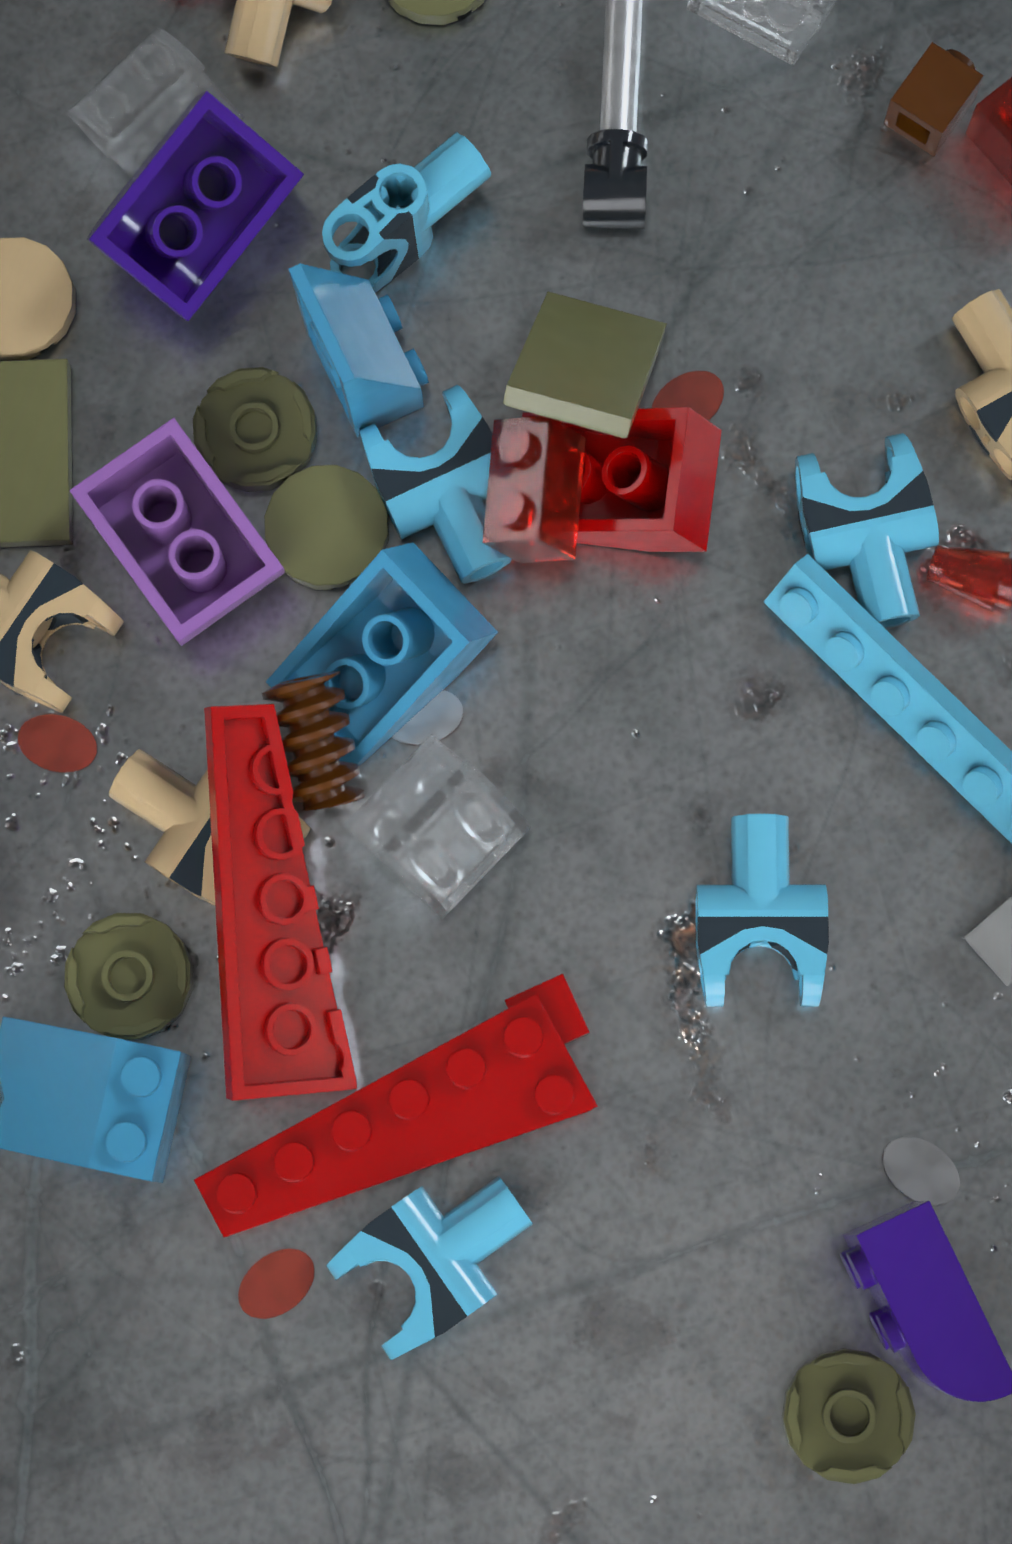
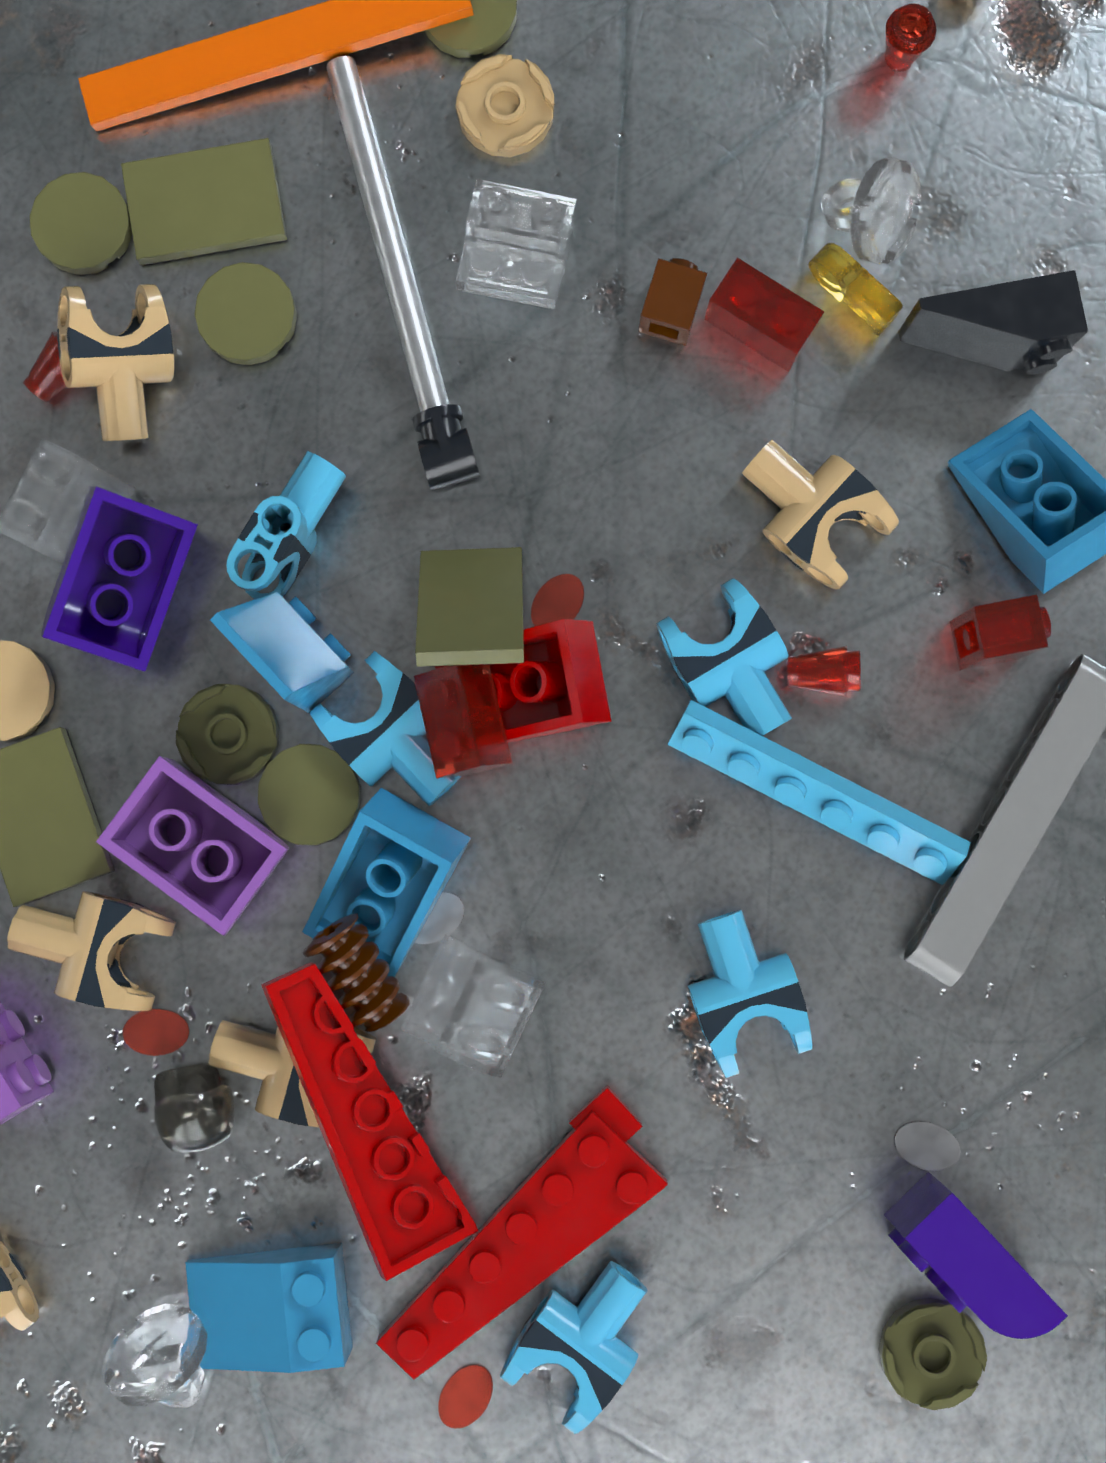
camera: 20 degrees left, 5 degrees up
(74, 837) = (193, 1108): none -> clear smoke helmet
(143, 992) = (289, 1189): olive tile -> none

